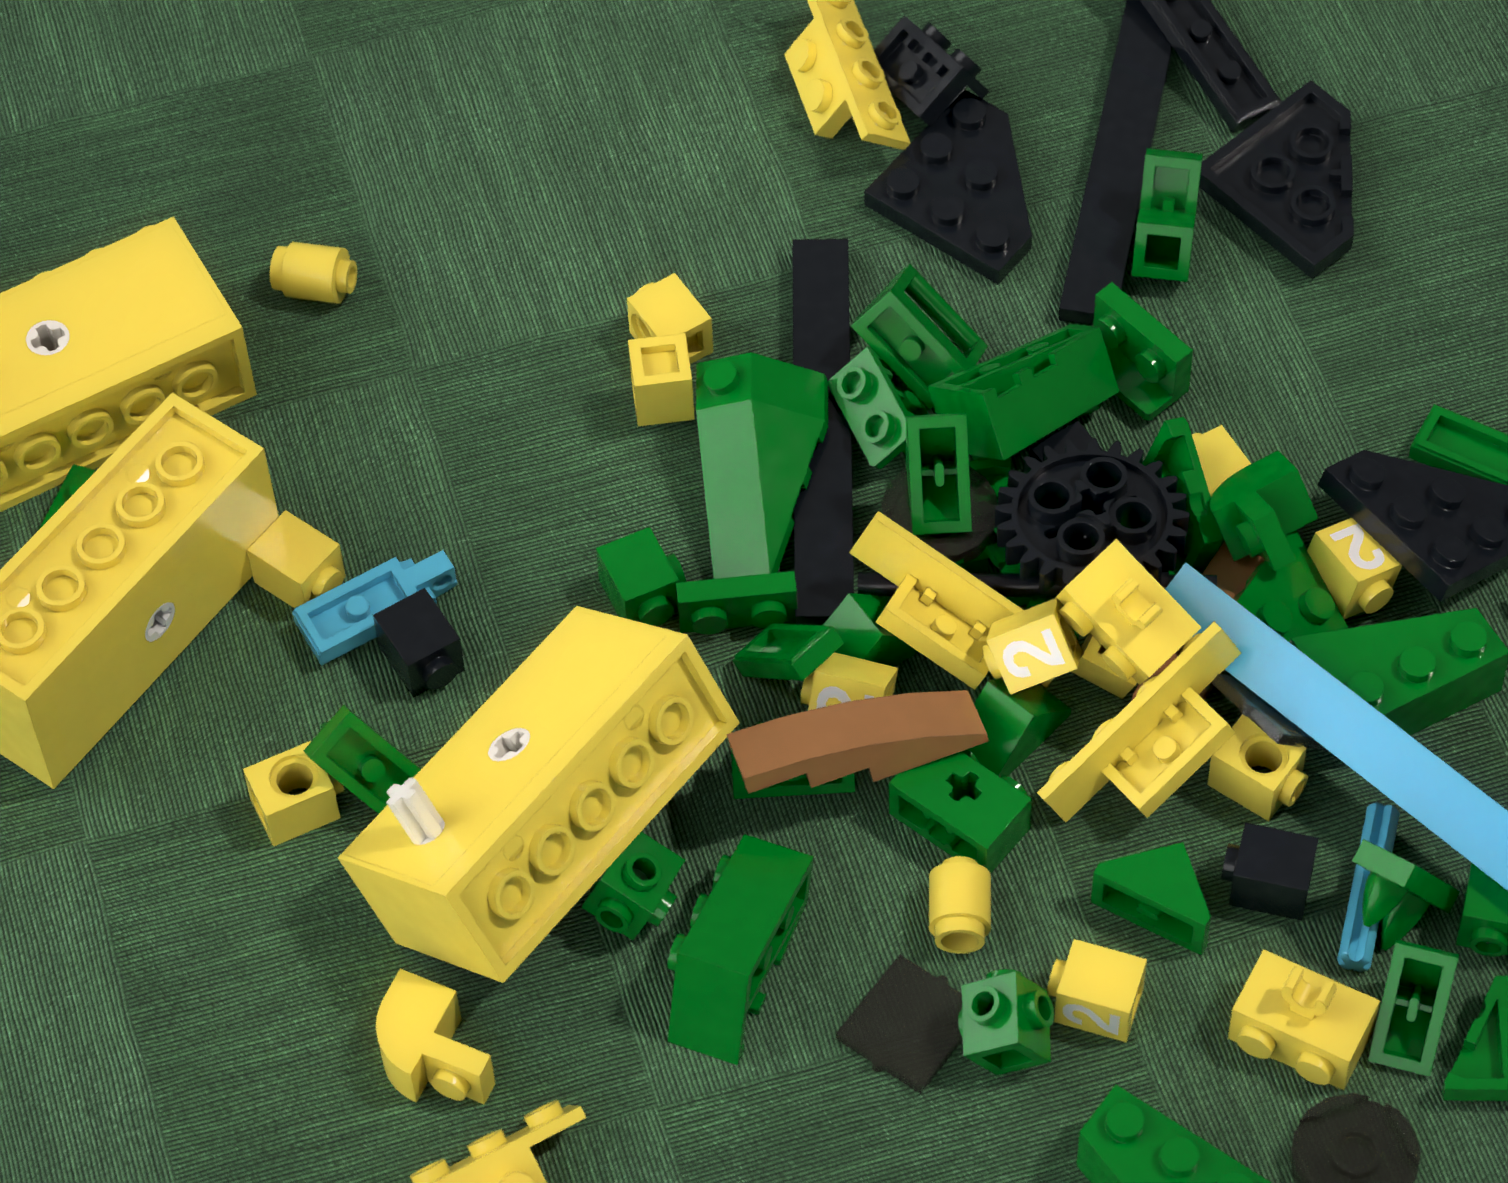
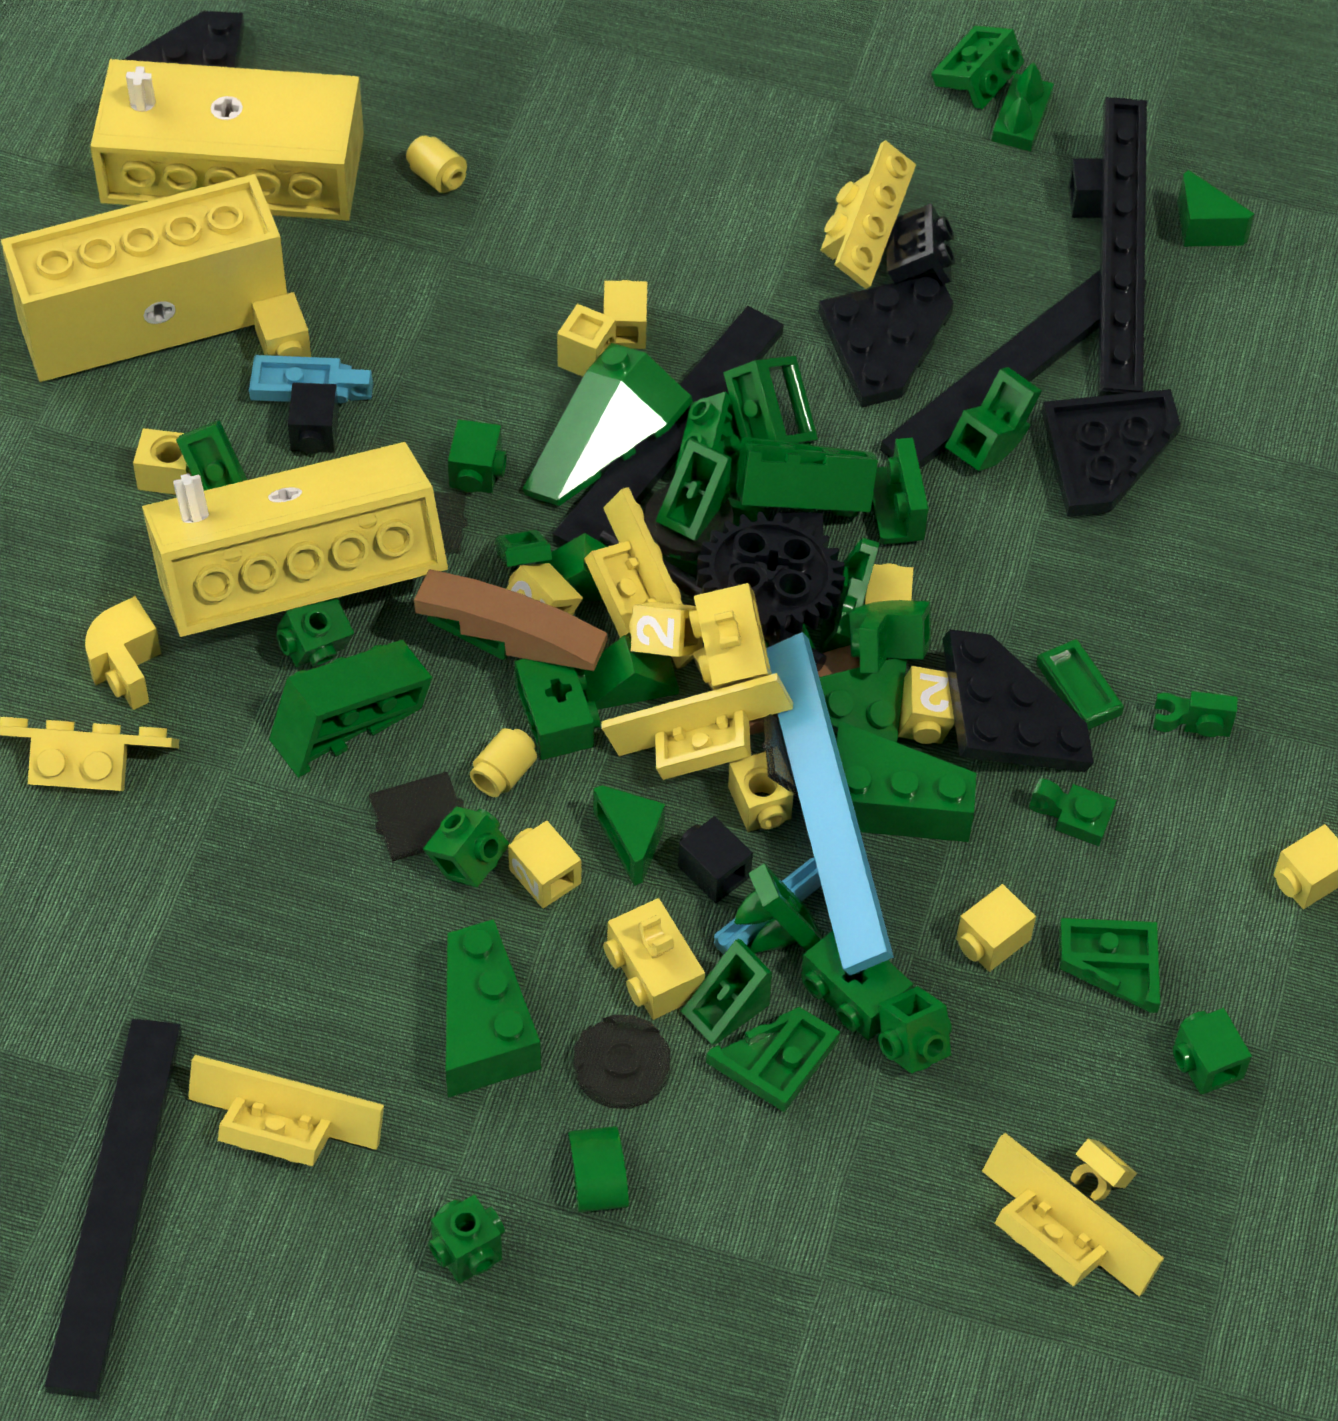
camera: 30 degrees right, 0 degrees up
(736, 602) = (521, 502): green plate -> none

